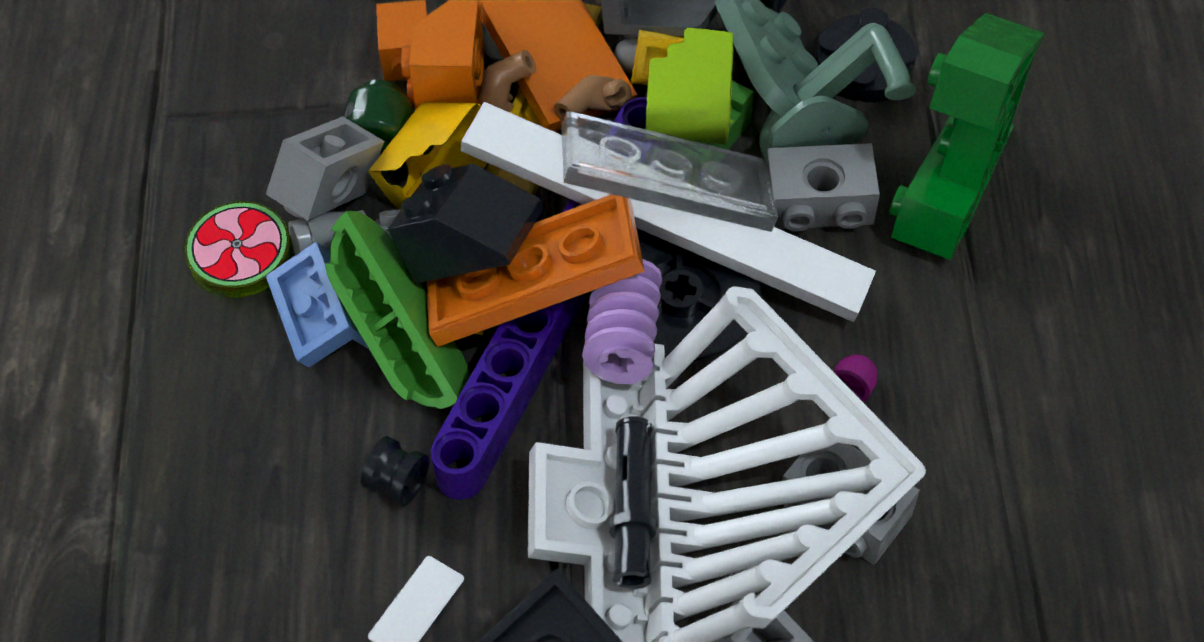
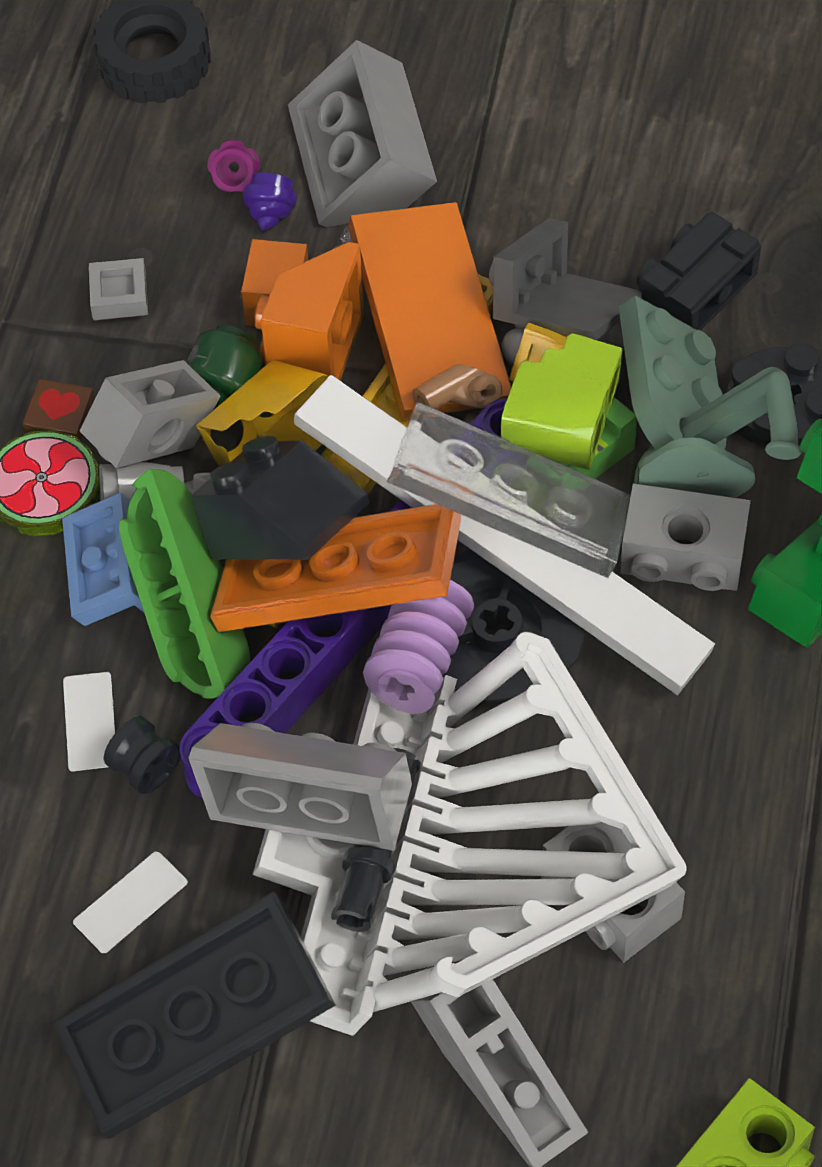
camera: 15 degrees right, 0 degrees up
(236, 181) = (58, 408): none -> reddish brown tile
(264, 69) = (118, 289): none -> light grey plate
(334, 451) = (88, 719): none -> white sticker
(500, 75) = (360, 350): medium nougat arm -> none
(560, 465) = (302, 784): none -> light grey slope
(858, 374) = (659, 756): magenta hinge -> none

